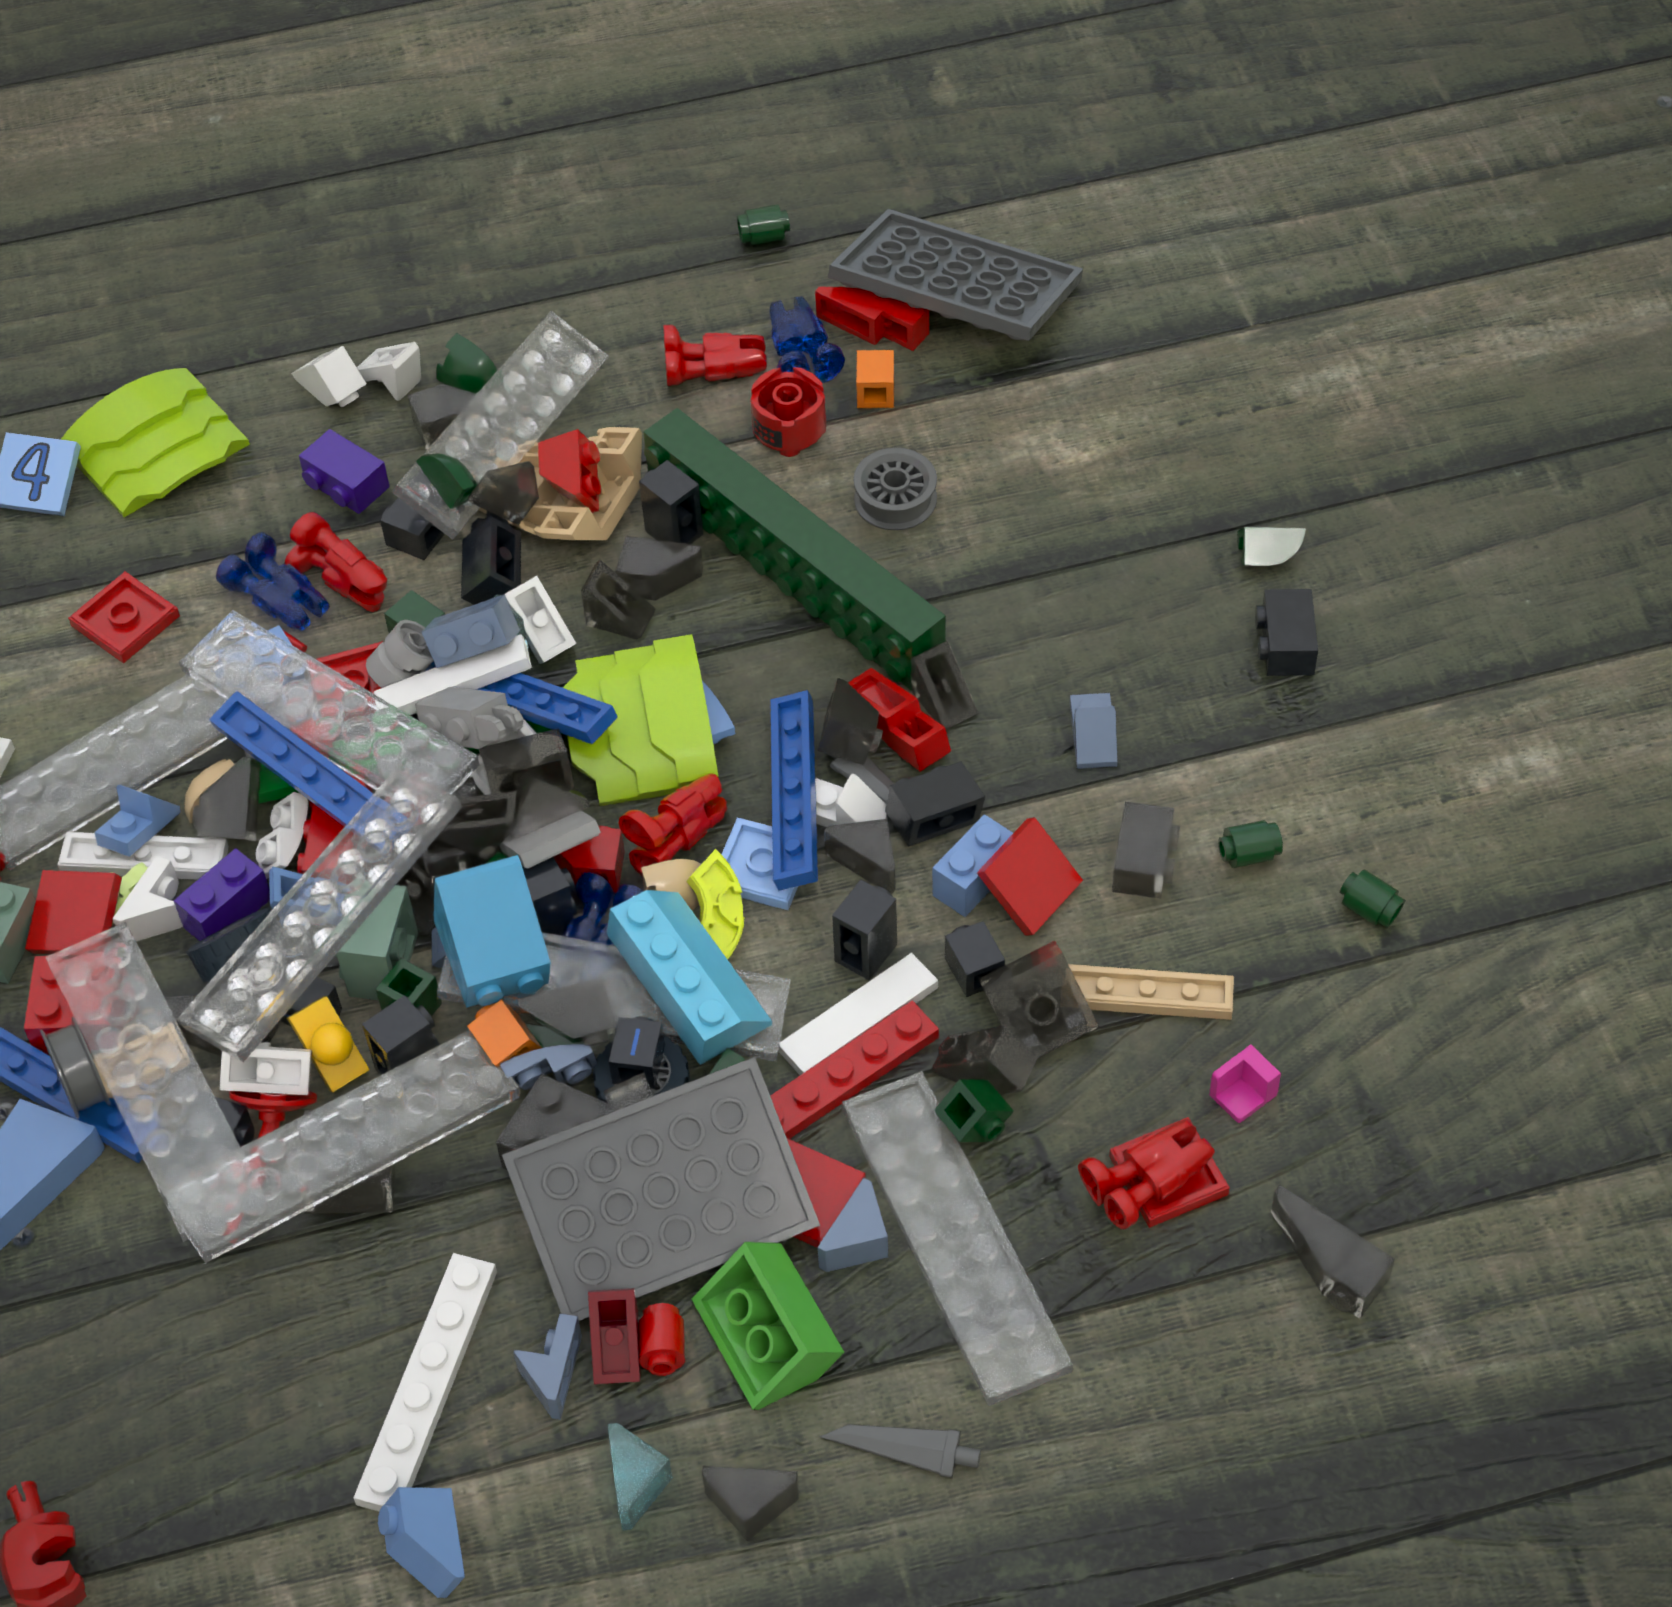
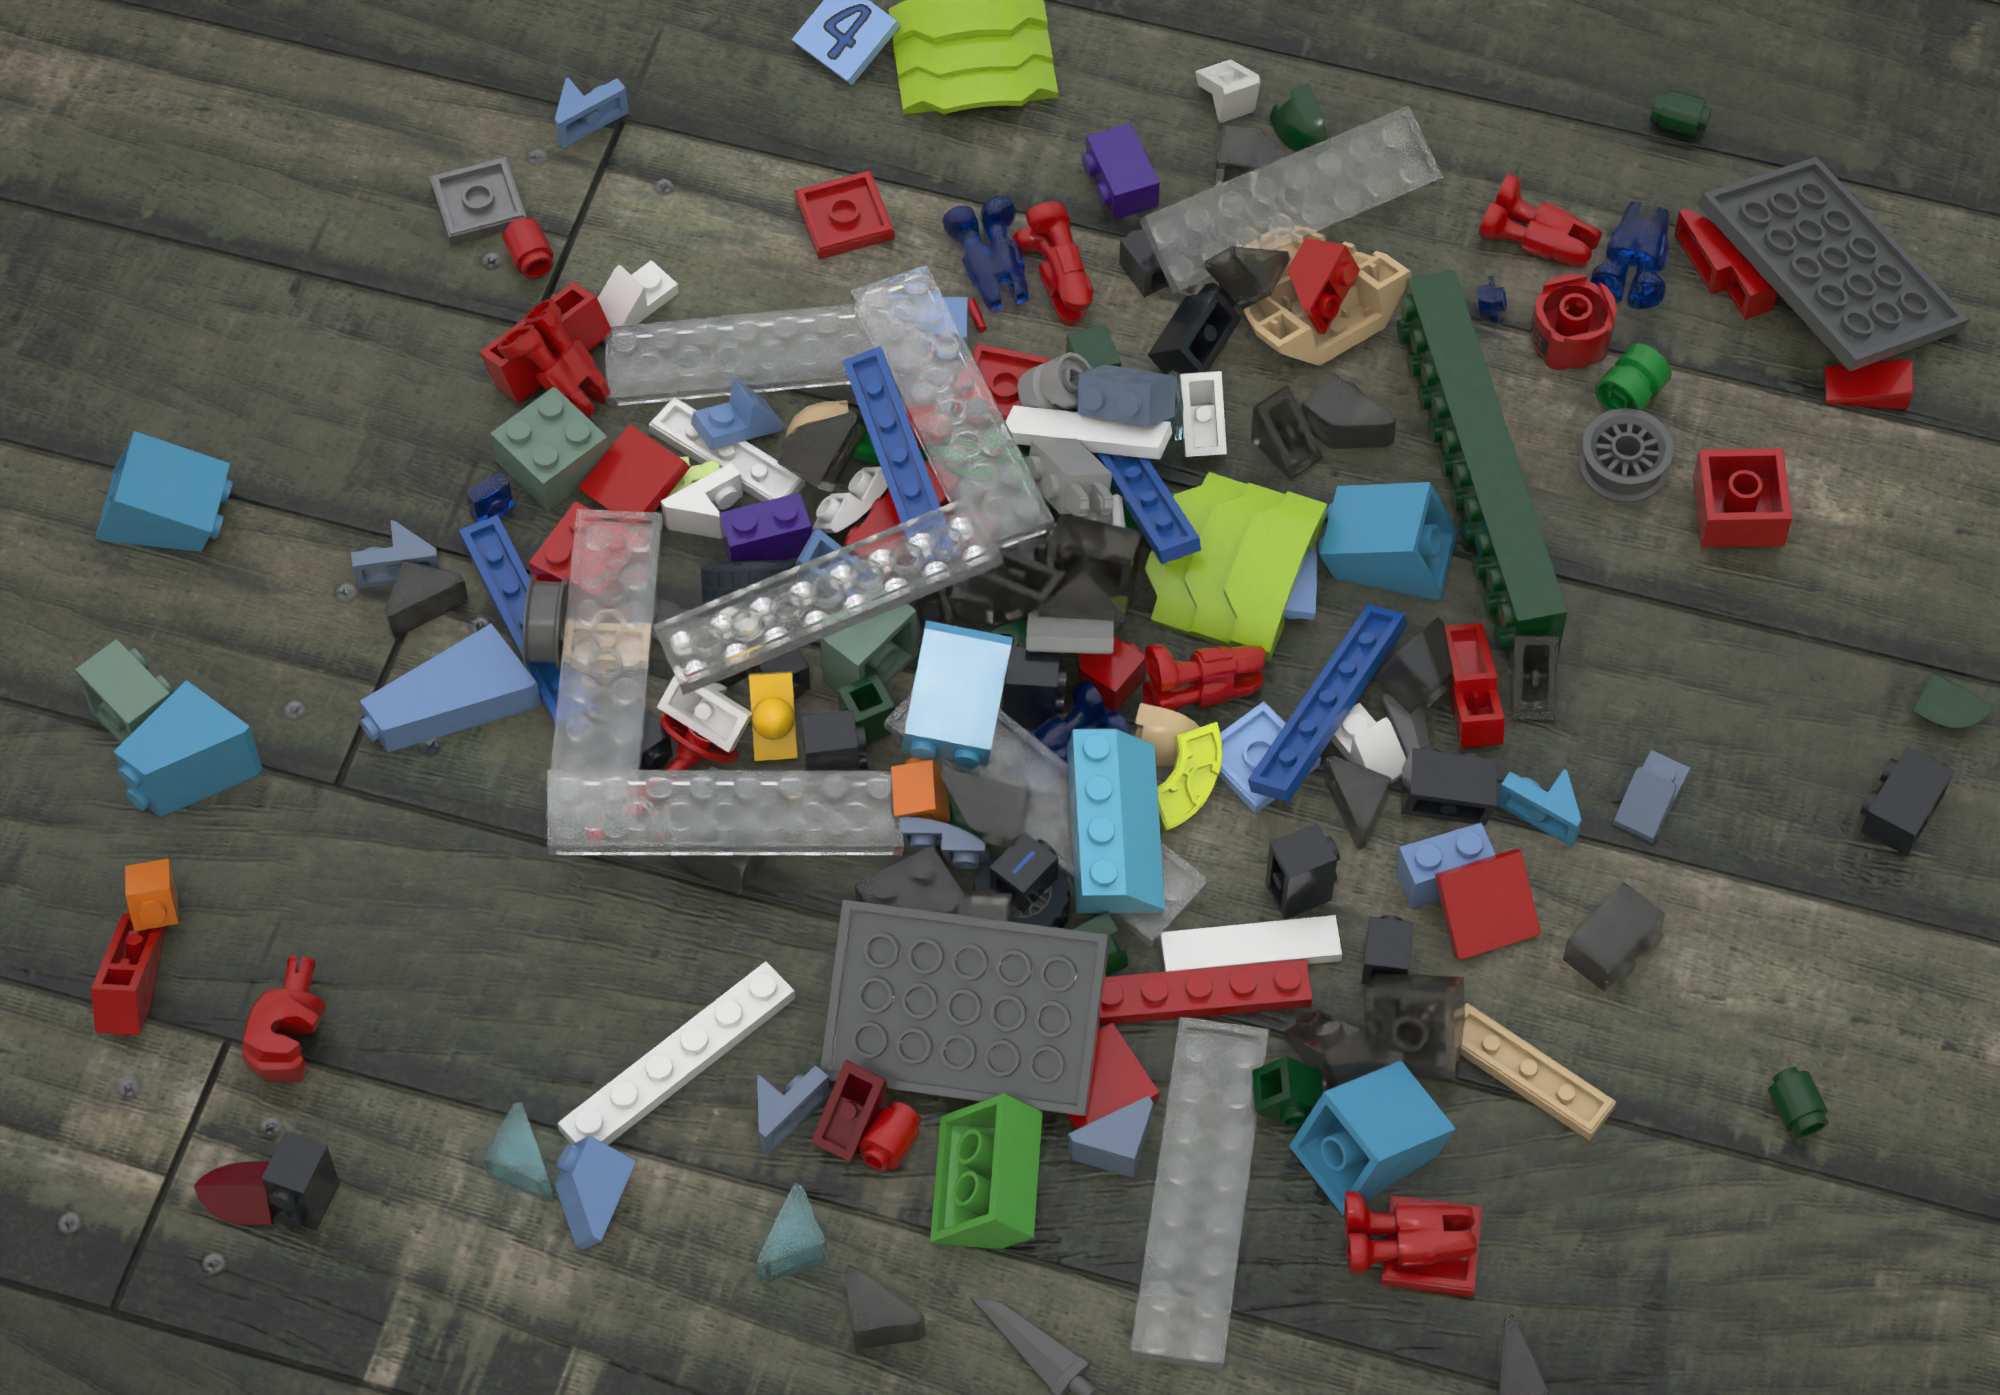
camera: 30 degrees right, 5 degrees up
(331, 378) = (1168, 69): white slope -> none
(338, 1549) = (516, 1158): none -> clear light blue slope
(448, 477) = (1198, 232): dark green brick -> none
(671, 505) = (1394, 364): black brick -> none
(712, 423) = (1492, 300): none -> clear blue plate
(753, 640) = (1389, 538): none -> dark azure slope
(864, 428) = (1633, 379): none -> green wheel
(875, 379) = (1682, 331): orange brick -> none
(1009, 473) = (1742, 497): none -> red brick
(1027, 781) = (1550, 811): none -> dark azure slope
(1049, 347) = (1875, 385): none -> red slope
(1062, 1109) = (1371, 1133): none -> dark azure slope
(1245, 1084) = (1553, 1206): dark pink panel -> none
(1250, 843) = (1720, 986): dark green brick -> none

